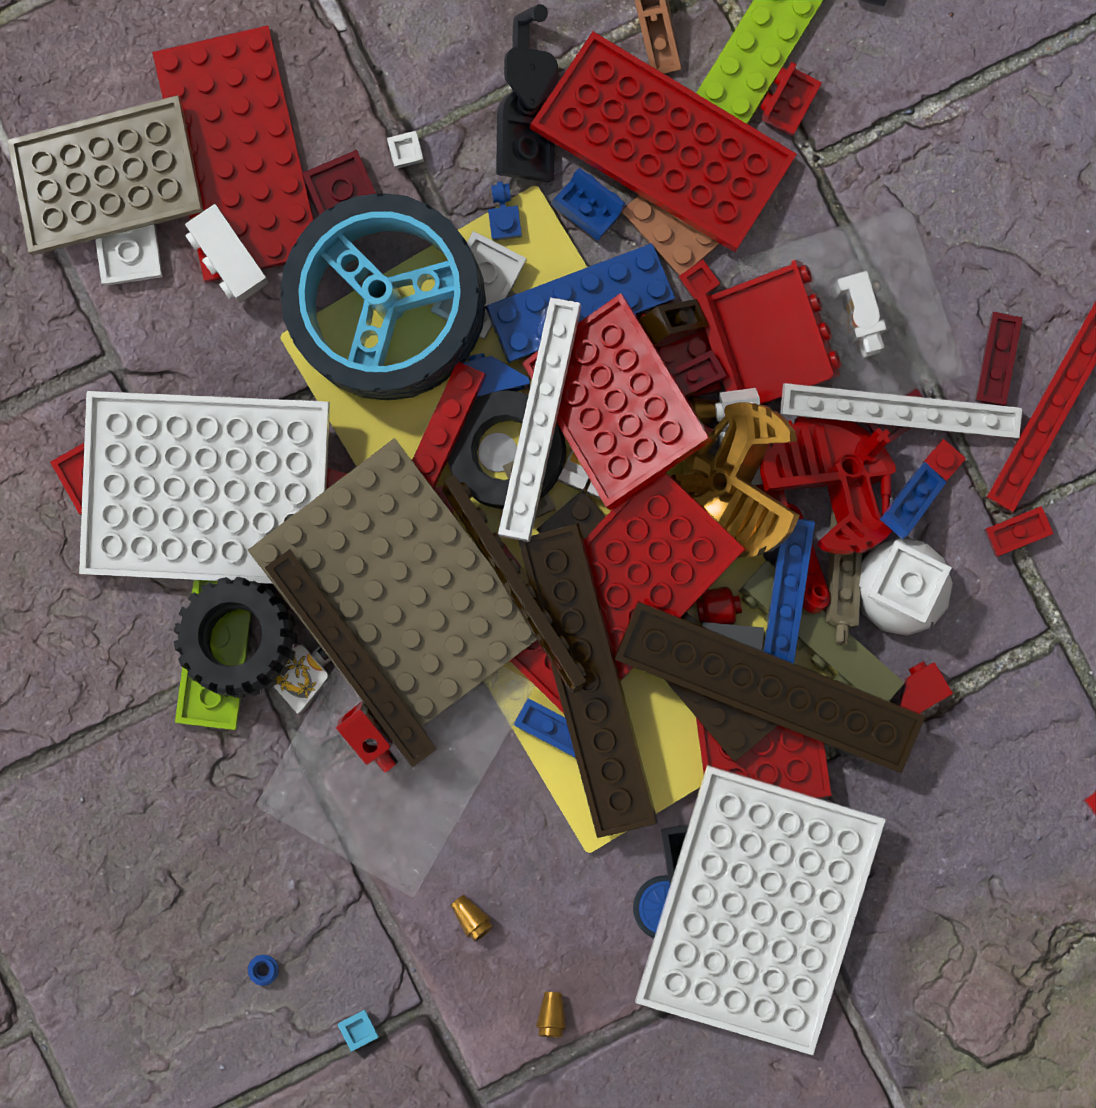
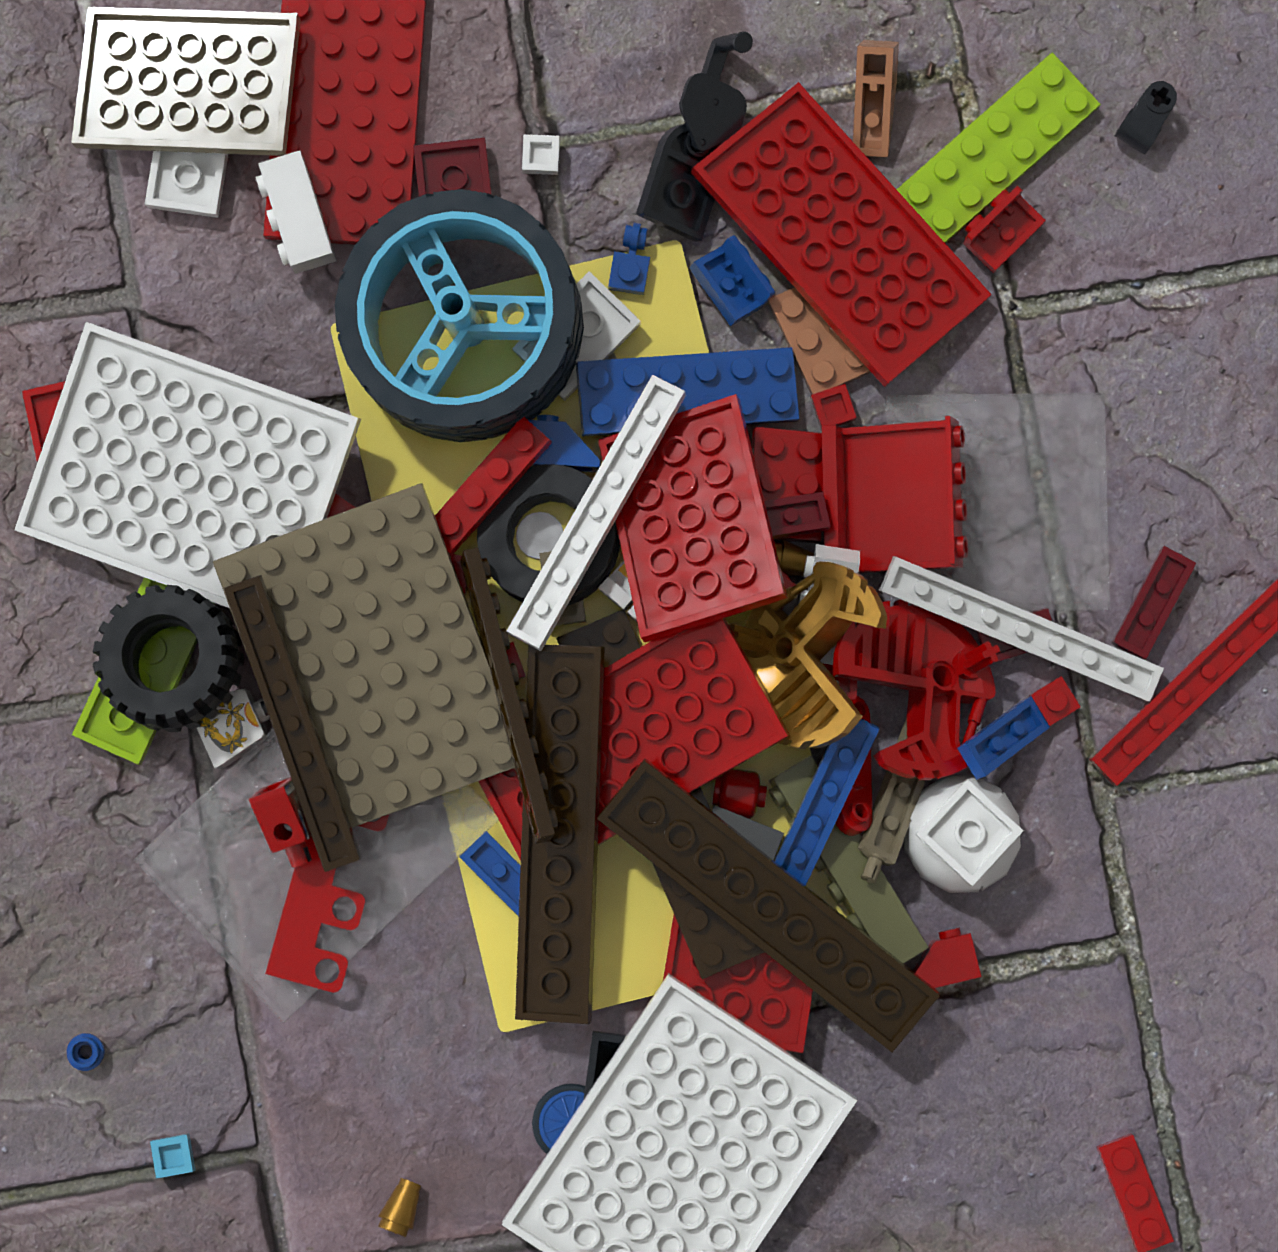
camera: 15 degrees right, 0 degrees up
(403, 804) = (305, 908): none -> red piece
(471, 918) = (343, 1066): pearl gold cone -> none
(673, 322) = (787, 446): dark brown slope -> none
(862, 312) = (1010, 502): white hips -> none
(1018, 531) = (1116, 810): red plate -> none

